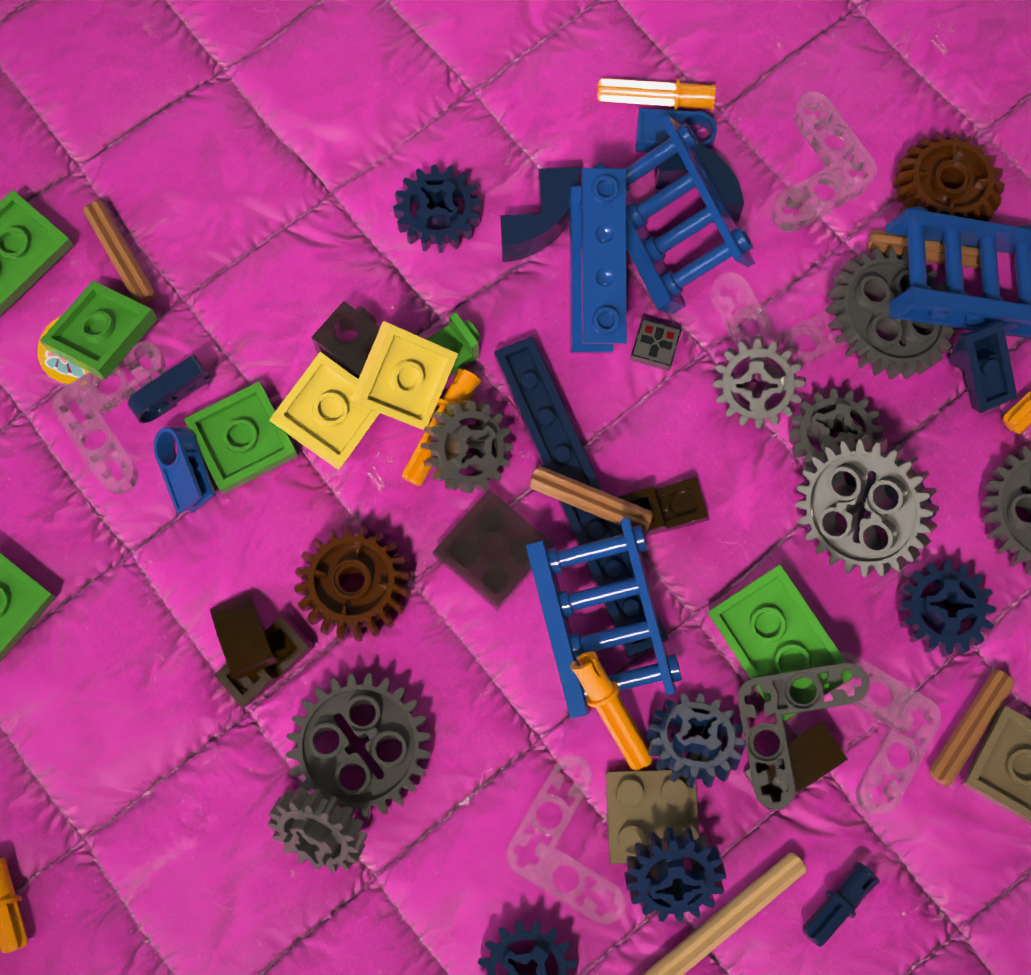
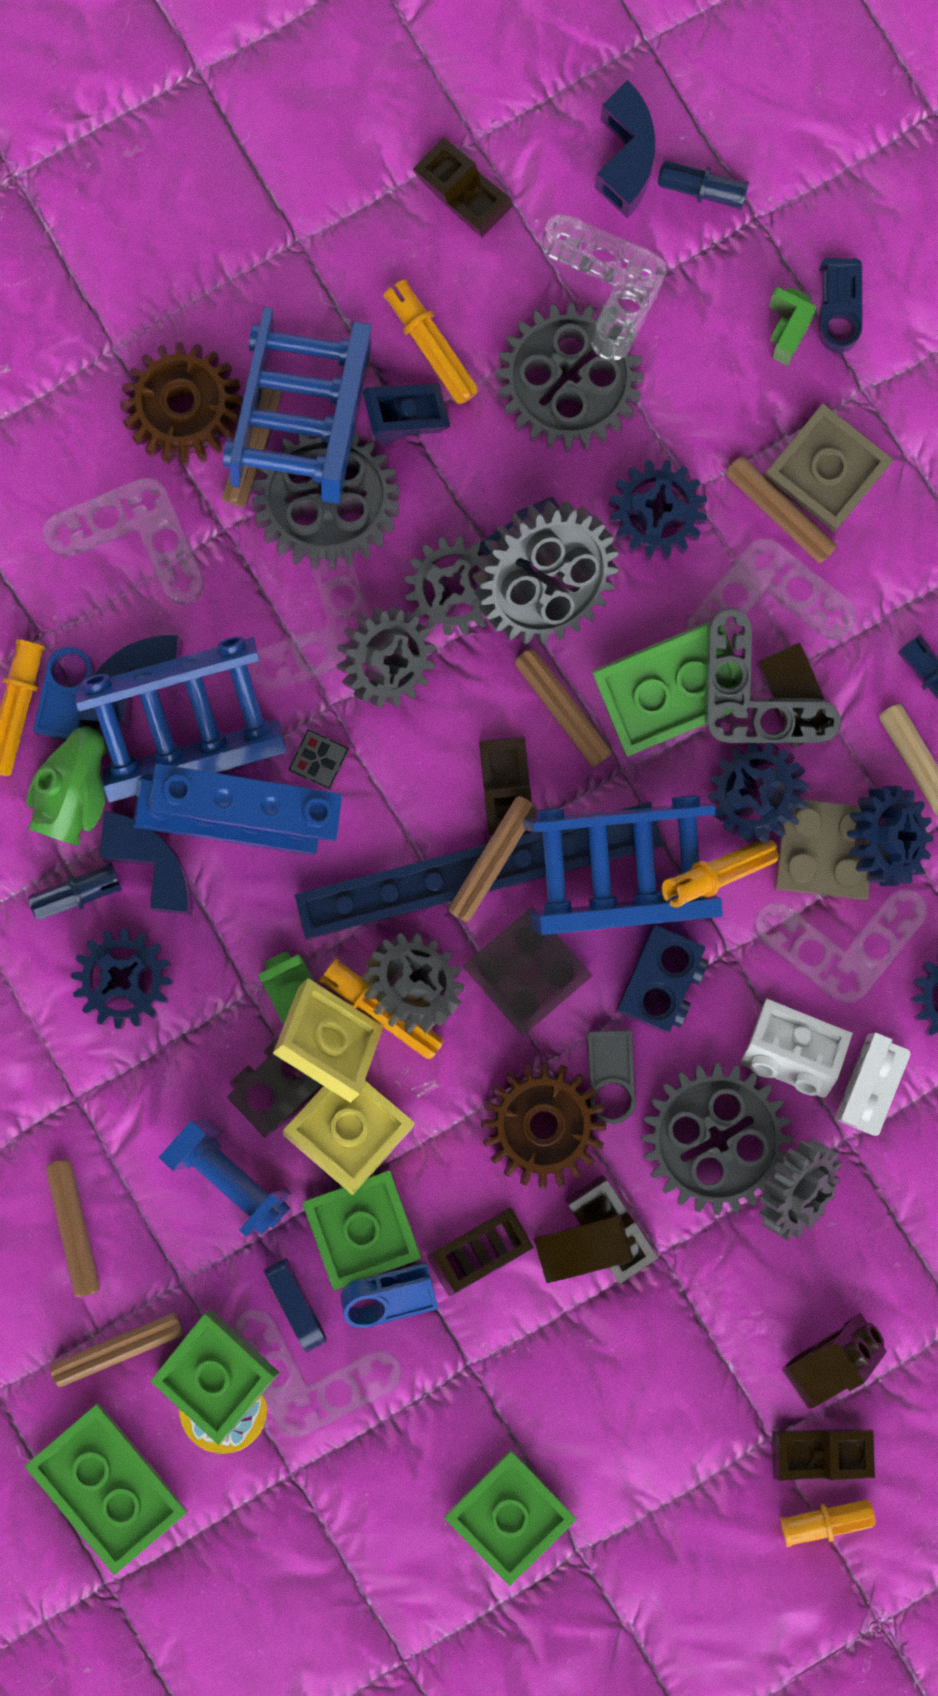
camera: 80 degrees left, 10 degrees up
(70, 893) = (823, 1454): none -> dark brown slope
(156, 893) = (836, 1362): none -> dark brown pin
(214, 514) = (444, 1270): none -> dark brown slope
(219, 202) = (72, 1228): none -> medium nougat axle
(268, 294) = (198, 1149): none -> blue fence
(420, 637) = (611, 1062): none -> dark grey piece
(428, 893) = (872, 1084): none -> white bracket
(454, 812) = (796, 1049): none -> white bracket
(506, 661) = (651, 975): none -> dark blue brick
(507, 162) = (74, 892): none -> dark blue axle
(594, 138) = (69, 788): none -> bright green animal
(742, 549) = (563, 707): none -> medium nougat axle

